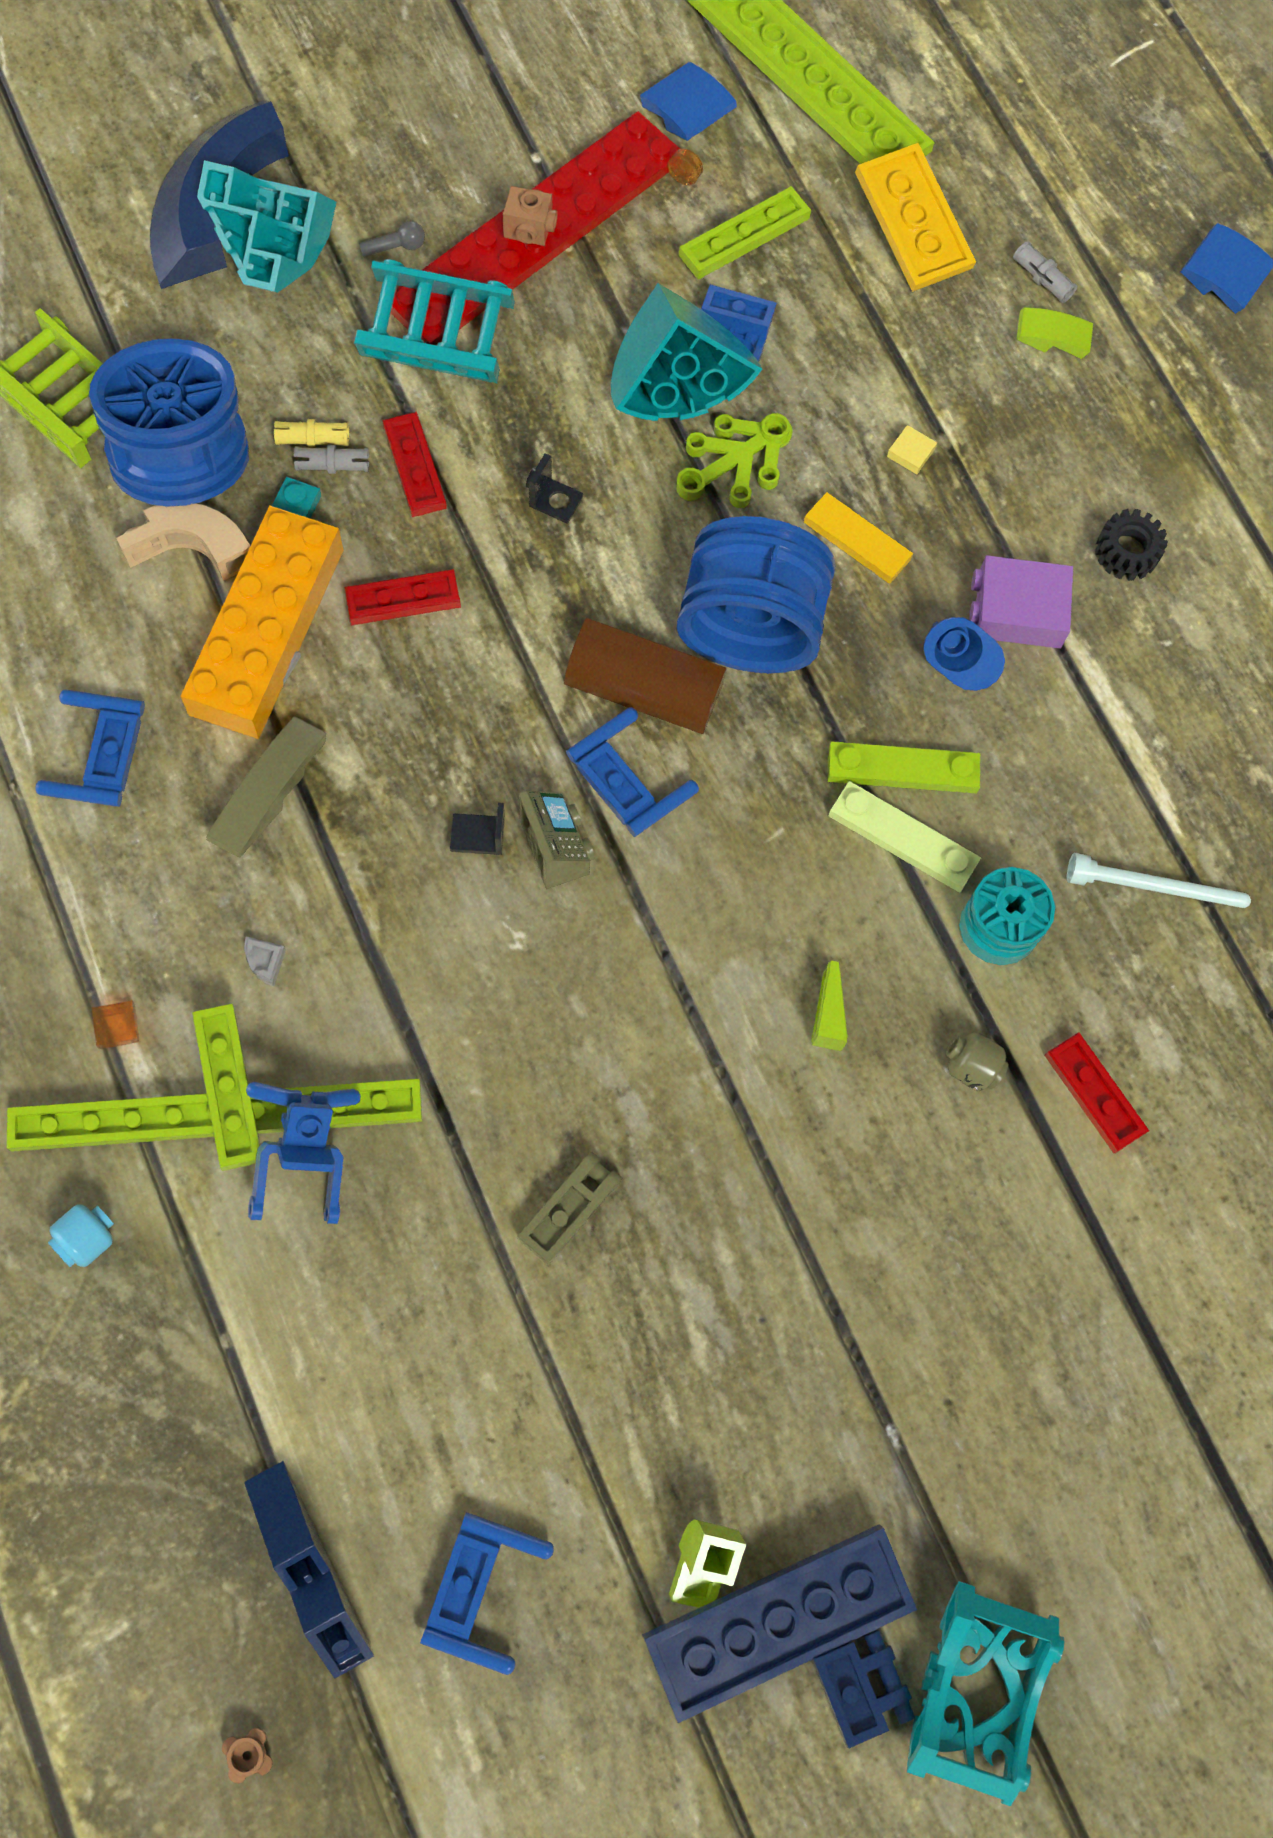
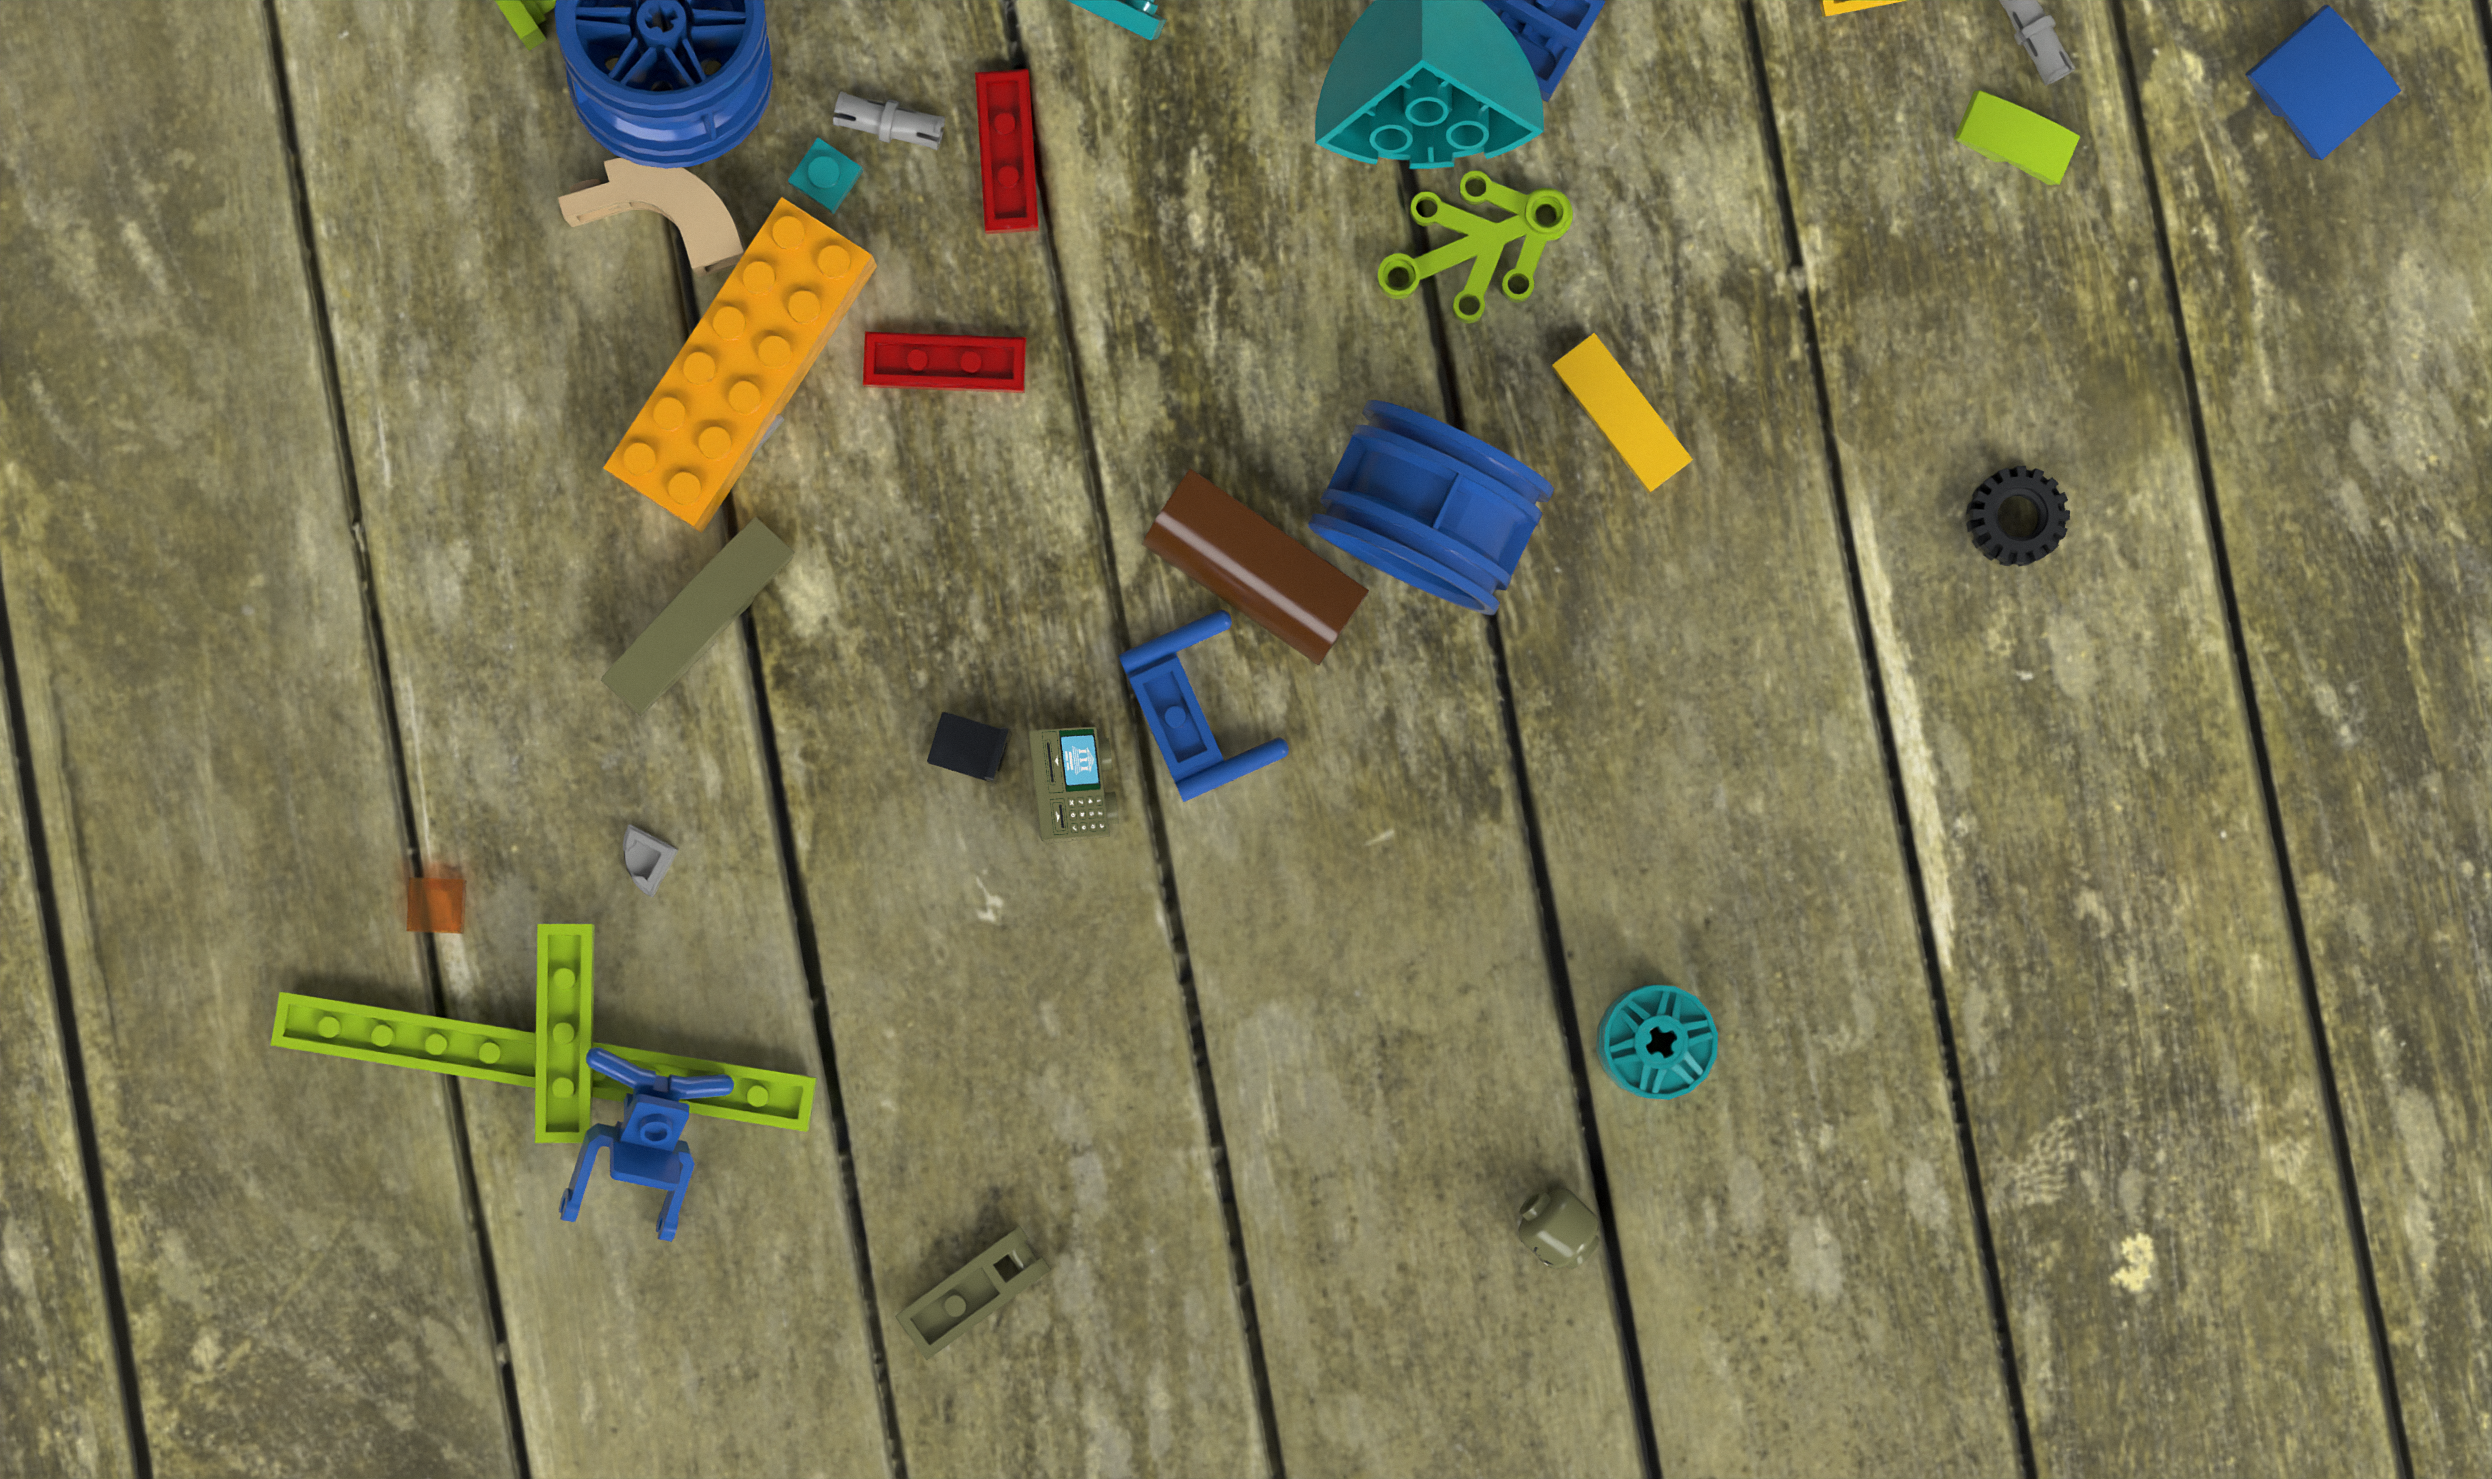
camera: 20 degrees right, 15 degrees up
(81, 1235) = (345, 1182): medium azure head -> none
(109, 753) = (495, 512): blue plate -> none
(311, 433) = (868, 71): light yellow pin -> none
(543, 487) = (1181, 232): black bracket -> none
(830, 1019) = (1378, 1123): lime slope -> none
(904, 767) = (1586, 782): lime plate -> none
(904, 836) = (1557, 884): yellowish green plate -> none
(912, 449) = (1742, 287): light yellow tile -> none
(964, 653) = (1715, 635): blue piece -> none
(1023, 601) = (1826, 572): medium lavender brick -> none
(1083, 870) = (1793, 995): light aqua piece -> none
(1096, 1092) = (1711, 1304): red tile -> none

